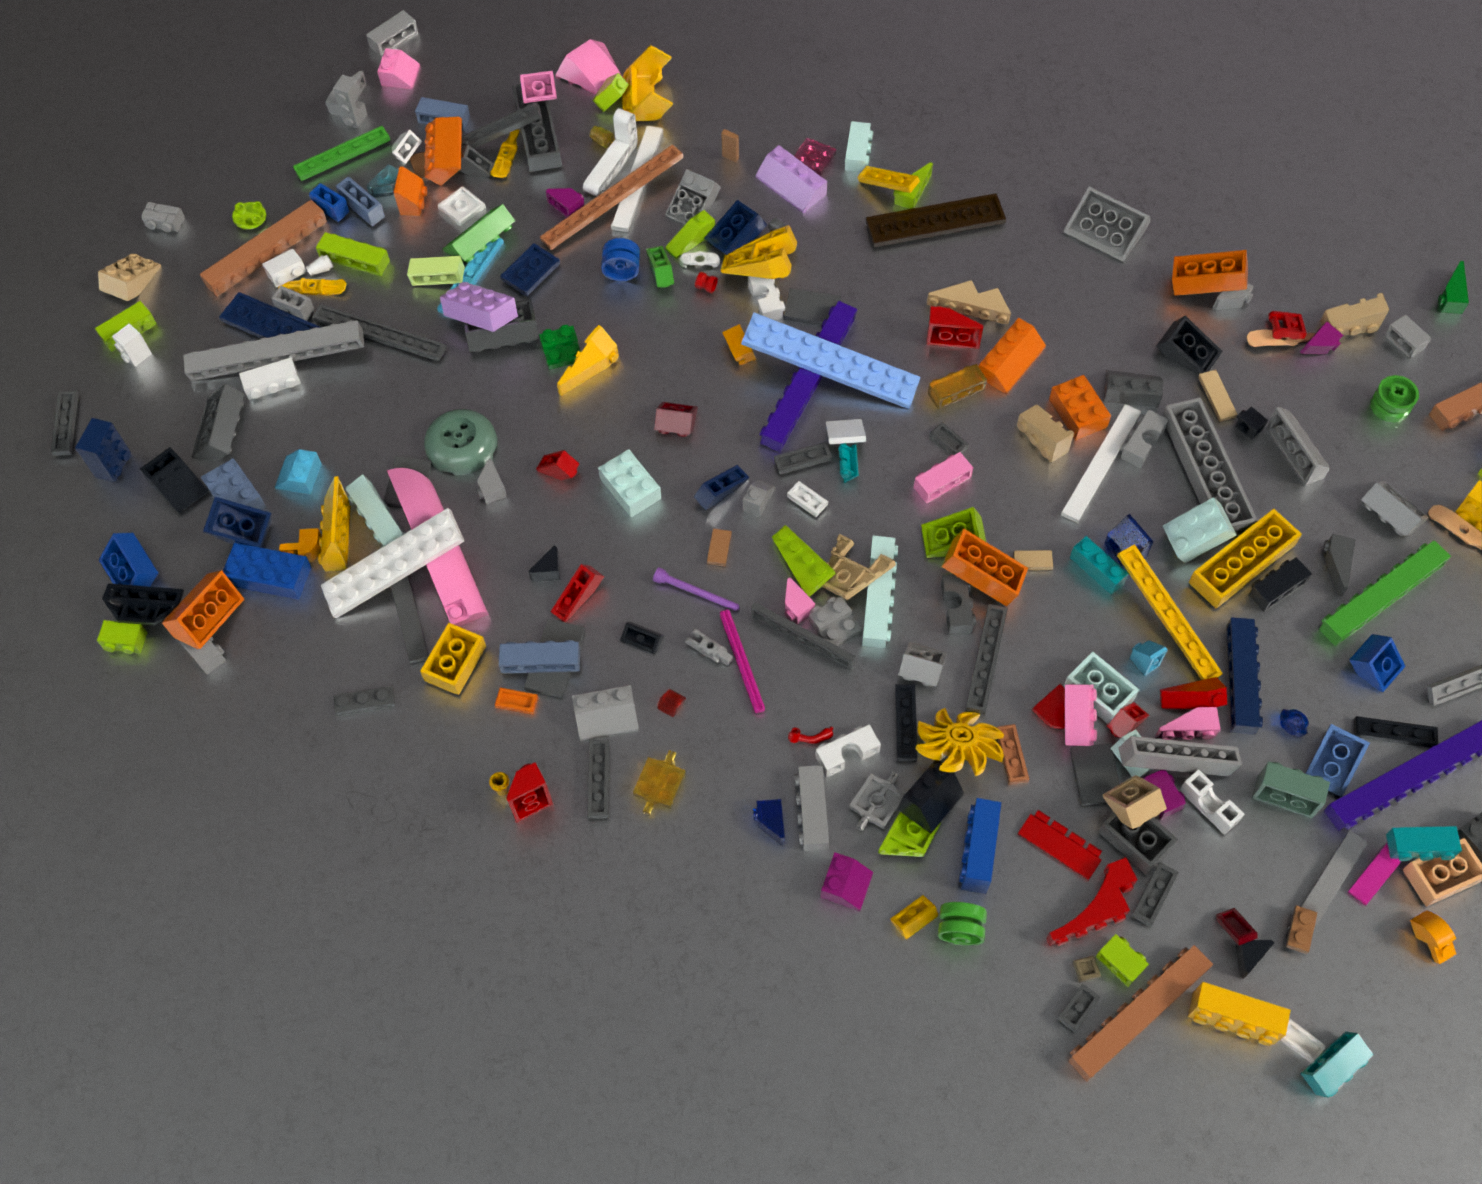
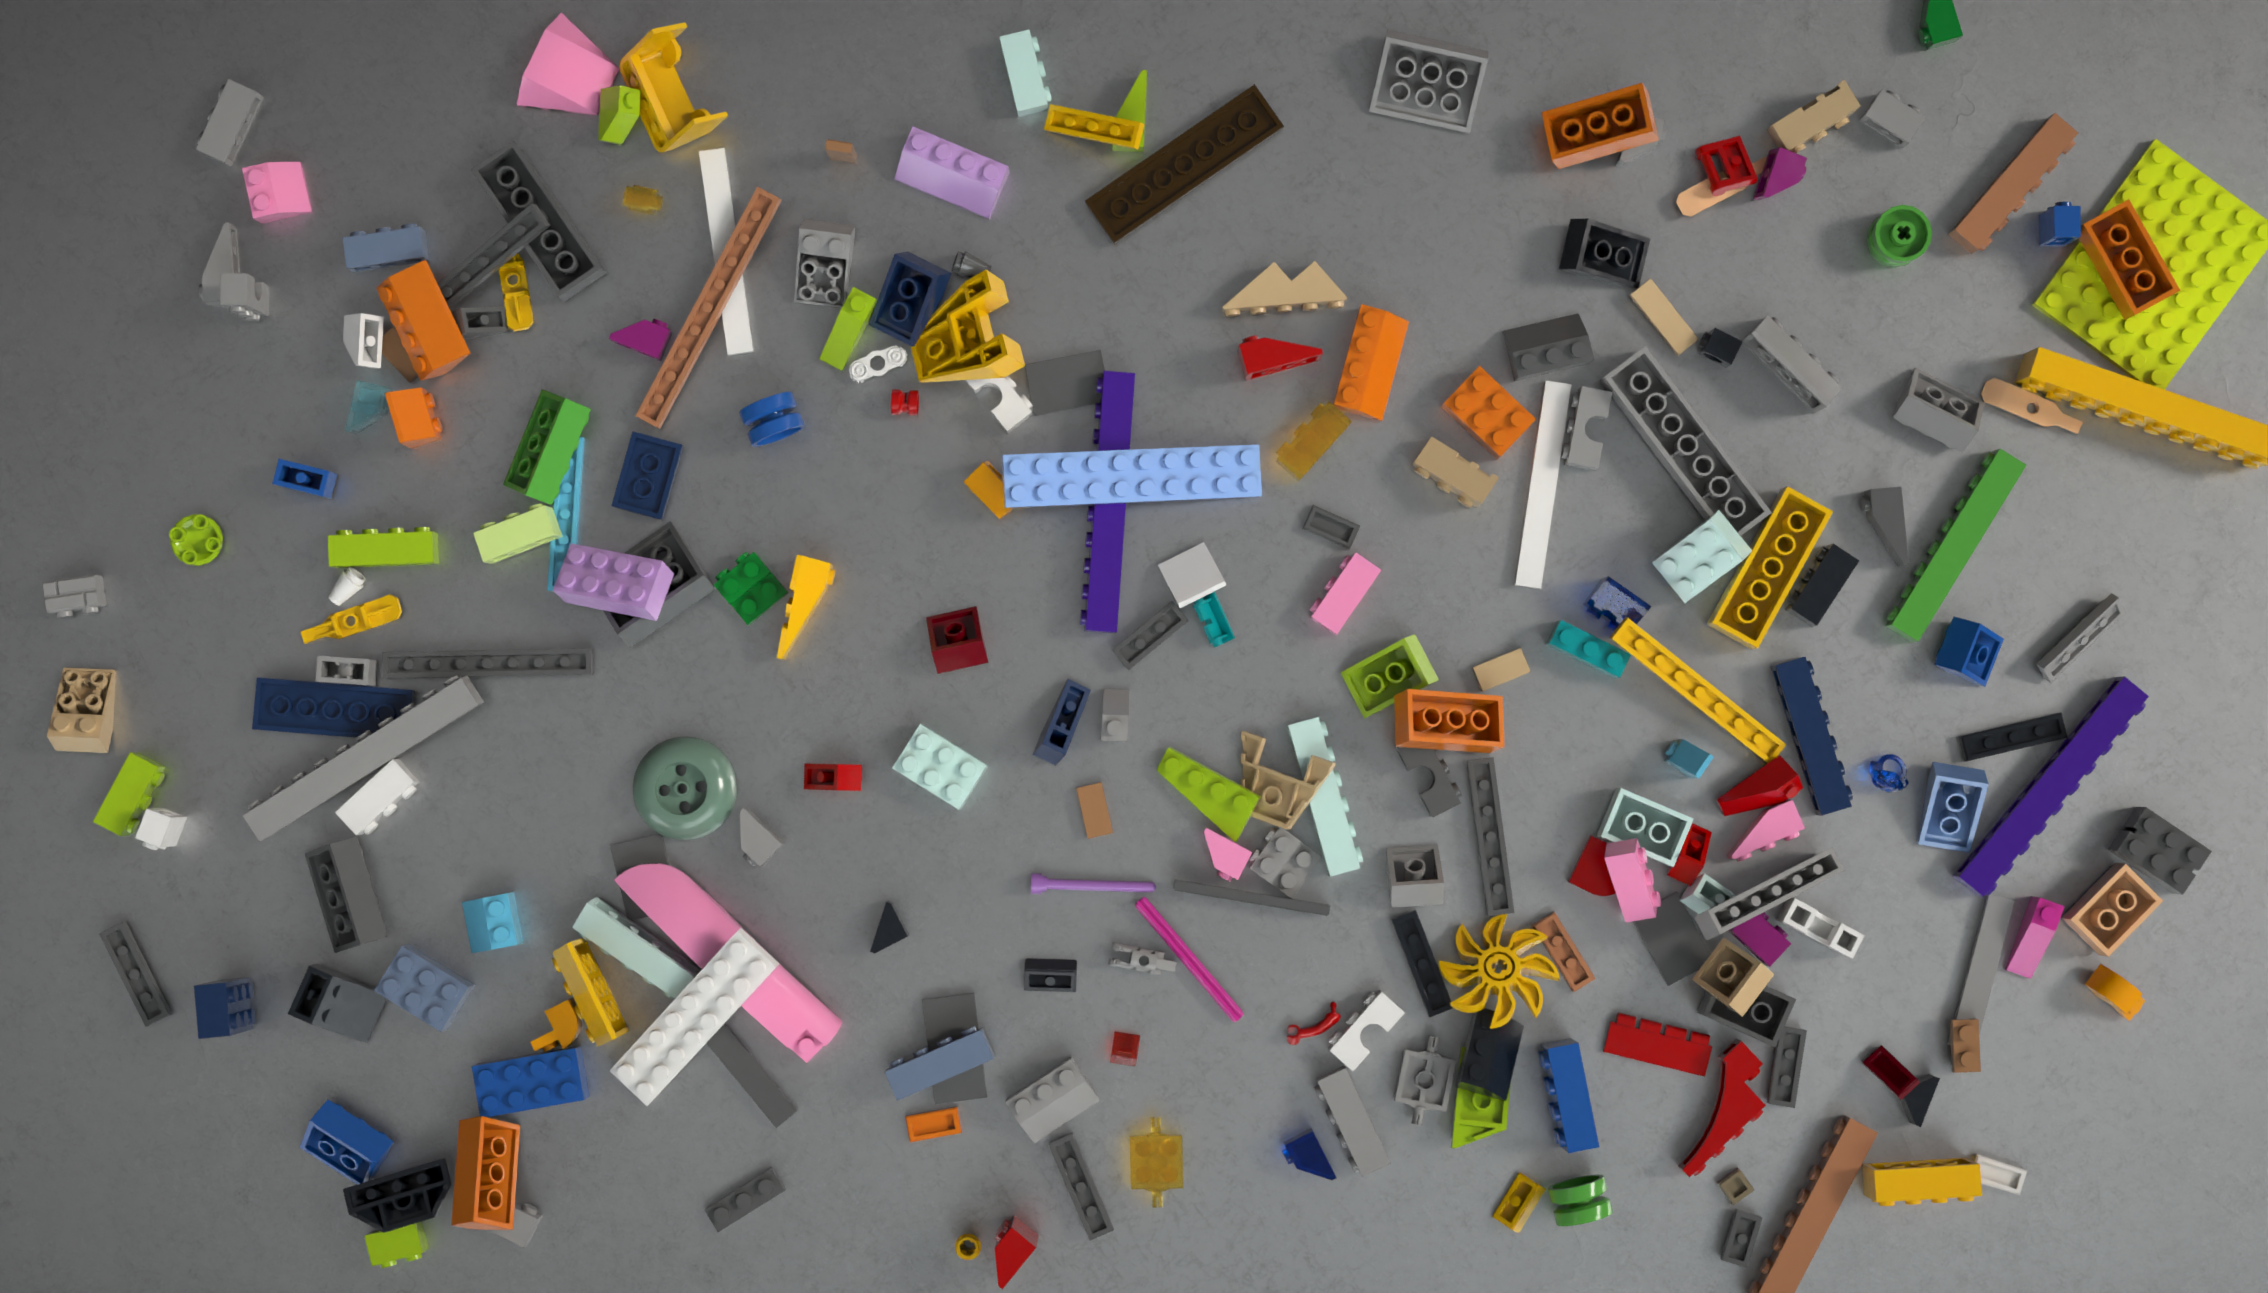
camera: 25 degrees left, 25 degrees up
(237, 523) = (464, 1040): dark blue slope -> none
(263, 247) = (251, 588): nougat brick -> none
(284, 268) = (300, 613): white brick -> none
(341, 153) = (272, 378): bright green plate -> none
(360, 201) = (348, 459): sand blue brick -> none
(453, 658) = (832, 1107): yellow brick -> none
(461, 206) = (494, 401): white tile -> none
(538, 87) = (523, 177): bright pink slope -> none
(577, 592) = (943, 950): red slope -> none
(616, 155) = (681, 197): white beam -> none
(660, 266) = (827, 398): bright green slope -> none
(807, 499) = (1180, 695): white plate -> none
(815, 155) = (966, 114): clear pink plate -> none
(846, 882) = (1426, 1197): magenta slope -> none
(1122, 959) = (1772, 1163): lime brick -> none
(1291, 789) = (1909, 874): sand green brick -> none
(1337, 1064) = (2043, 1190): brick -> none
(1423, 843) = (2081, 896): teal brick -> none

